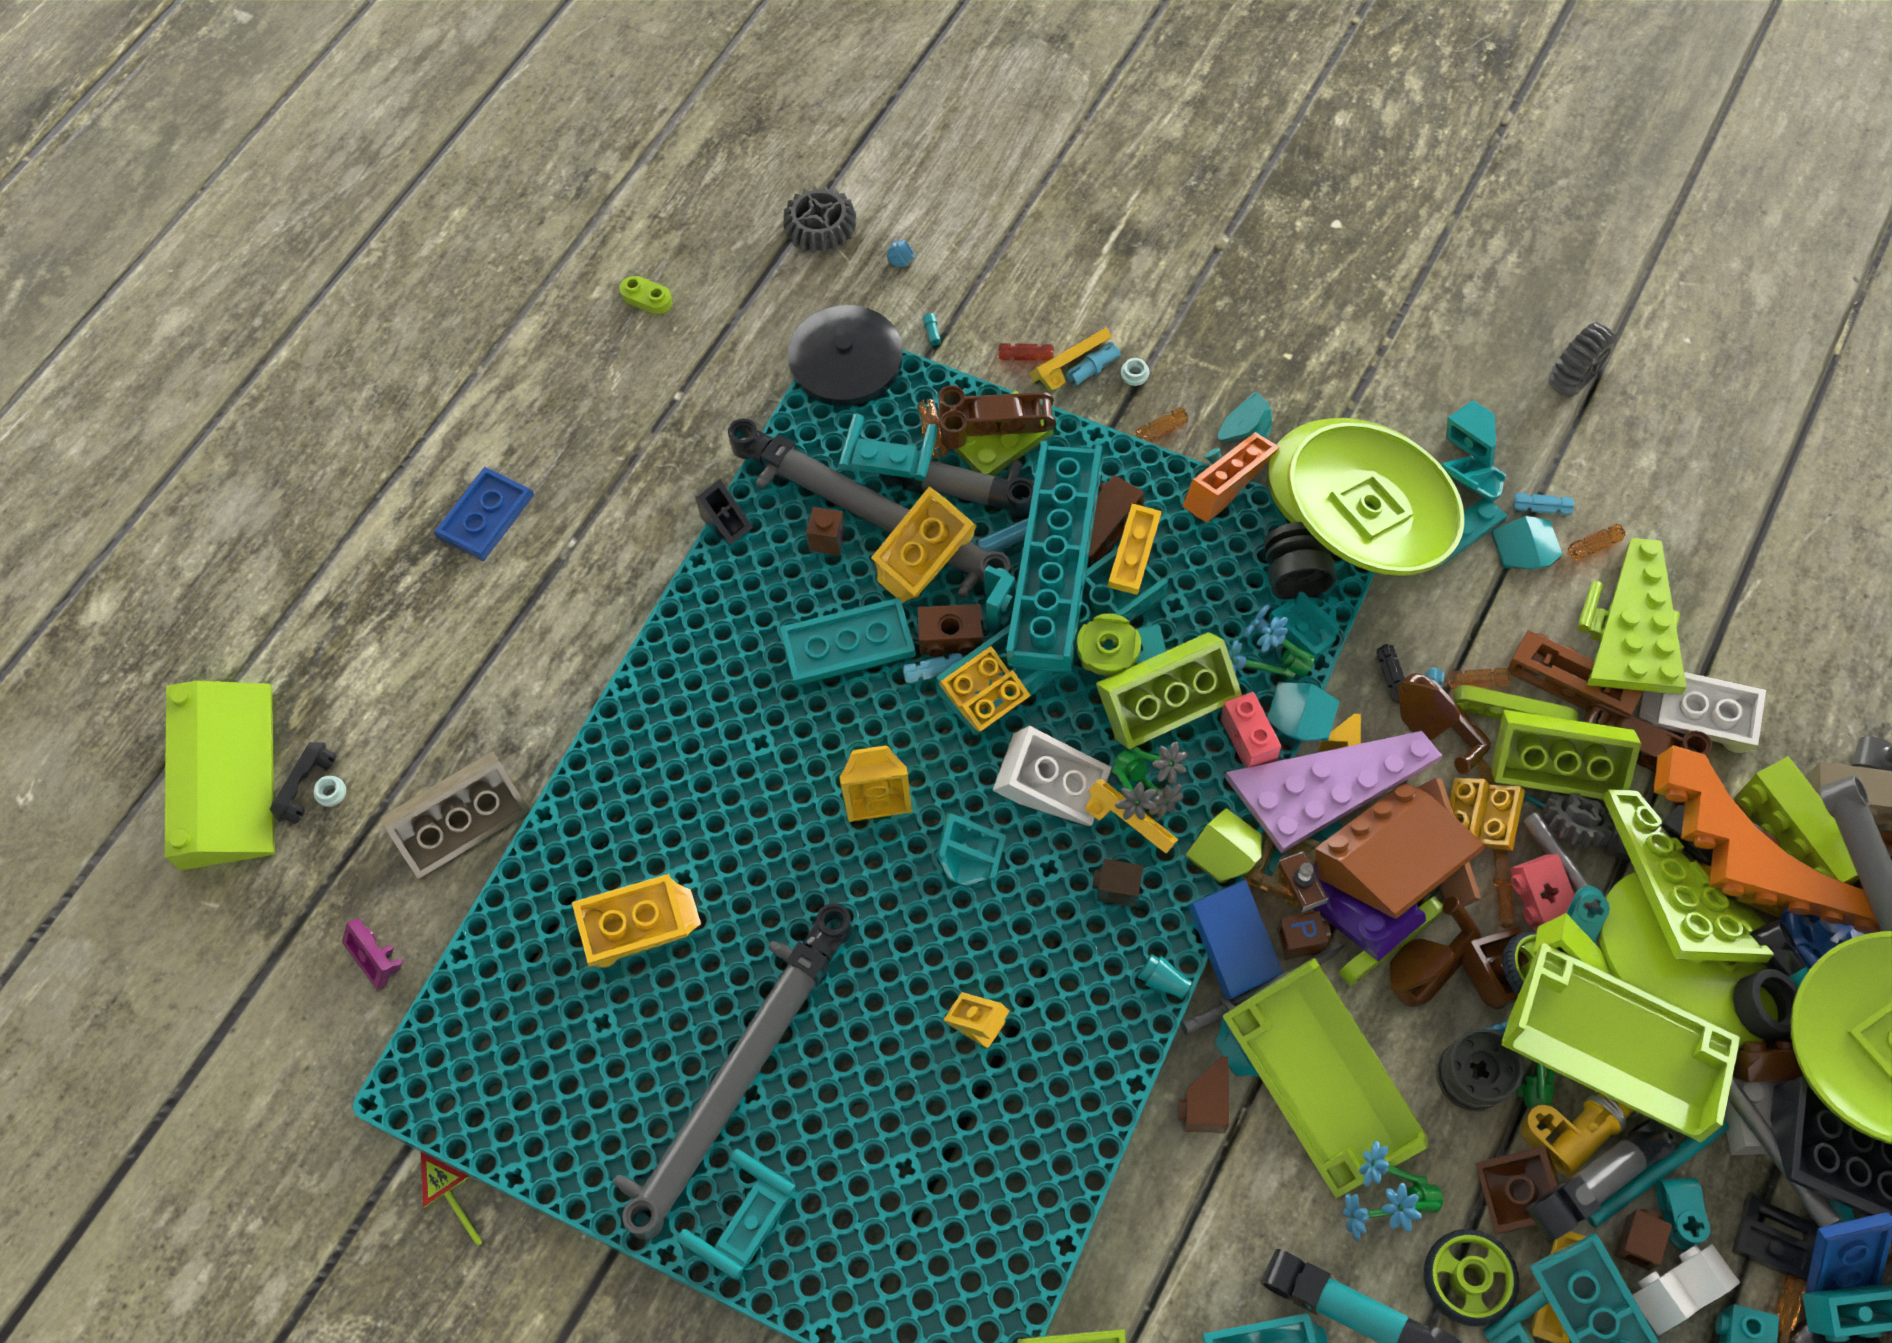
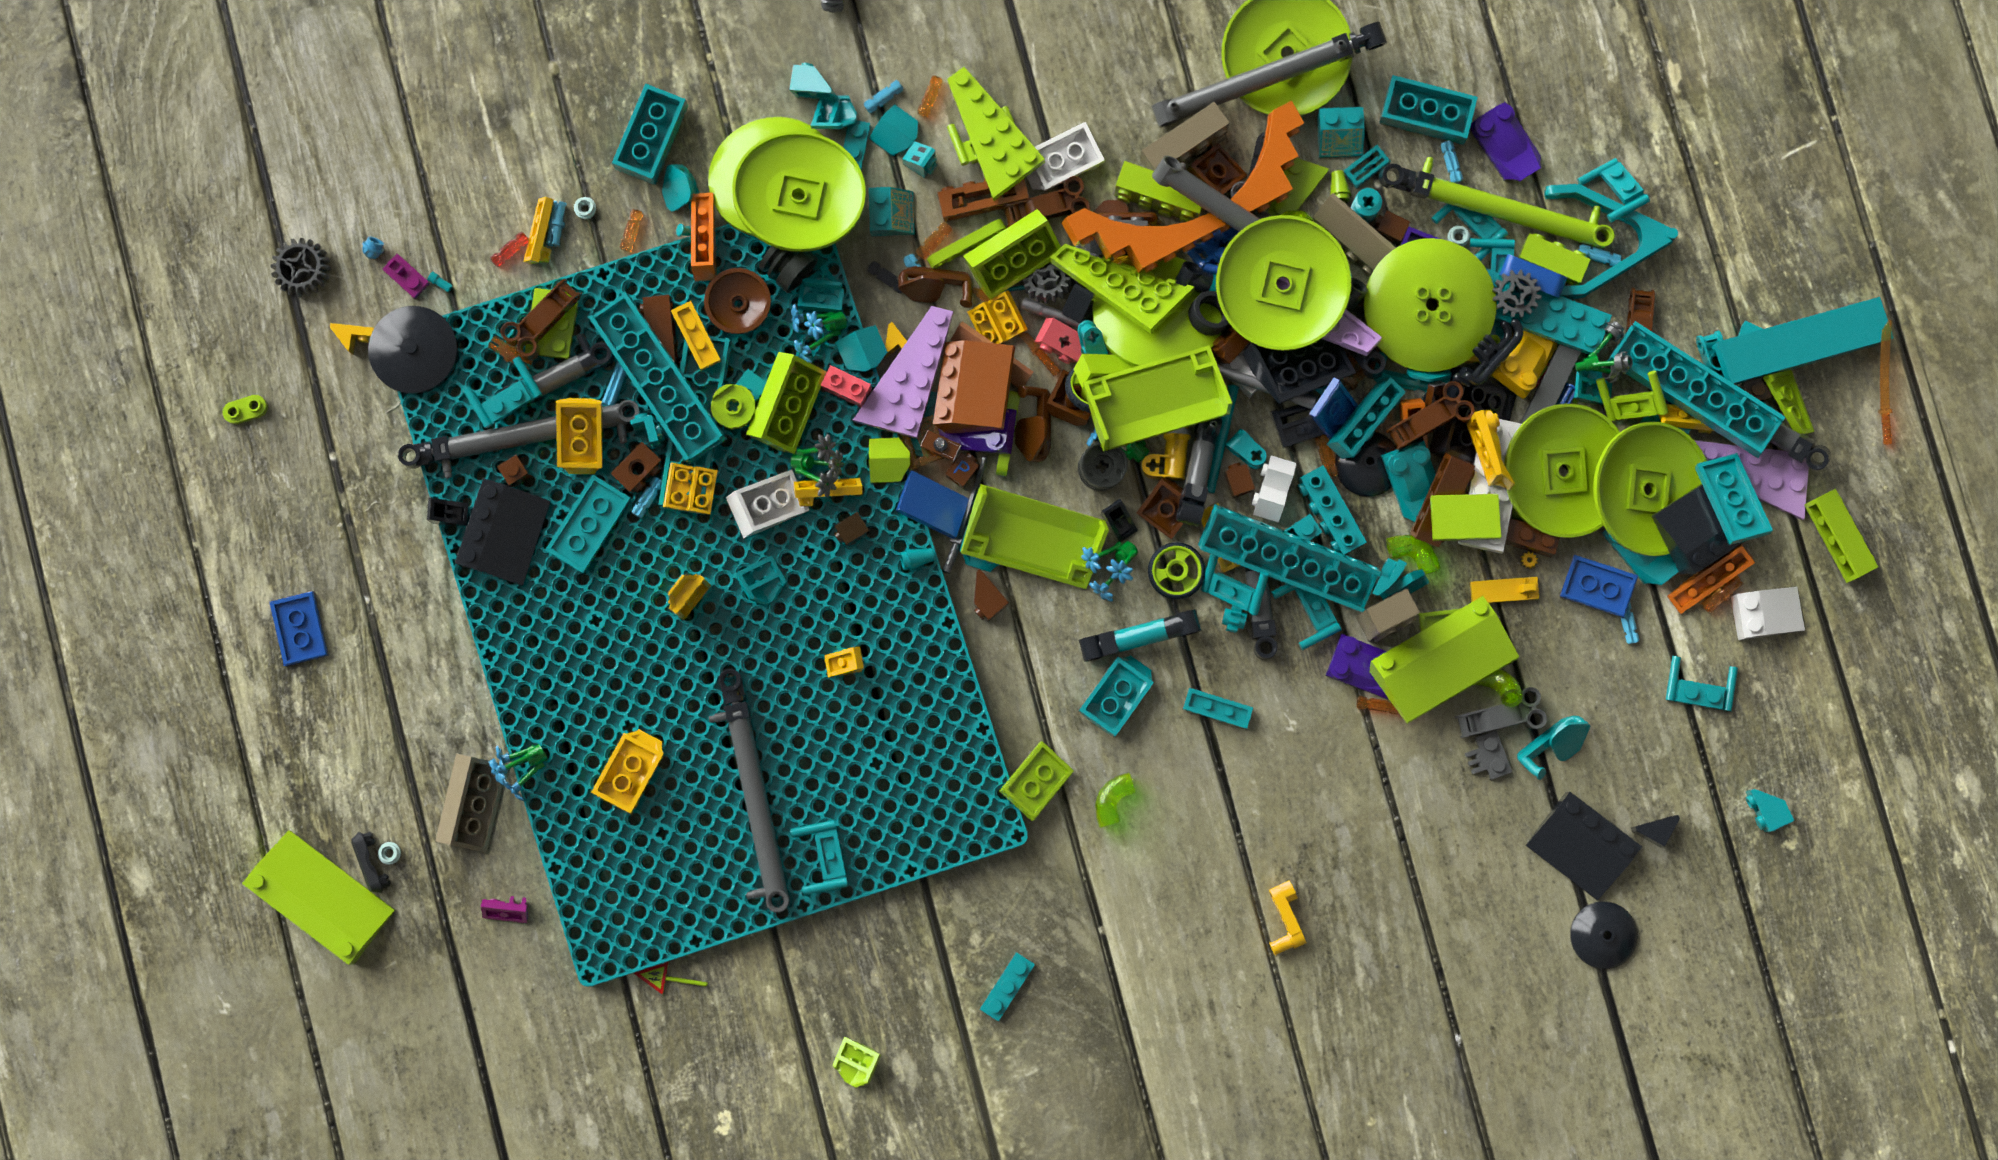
camera: 45 degrees left, 20 degrees up
(558, 816) = (533, 755): none -> plant
(756, 576) = (502, 532): none -> black slope
(801, 303) = (348, 333): none -> yellow slope
(906, 300) = (406, 276): none -> magenta plate
(1212, 541) = (735, 286): none -> reddish brown dish
(1263, 353) = (650, 134): none -> teal brick
(1447, 1151) = (1119, 520): none -> black slope
(1454, 612) = (891, 211): none -> teal slope
(1535, 587) = (920, 159): none -> teal slope
(1603, 865) = (1078, 304): none -> black slope

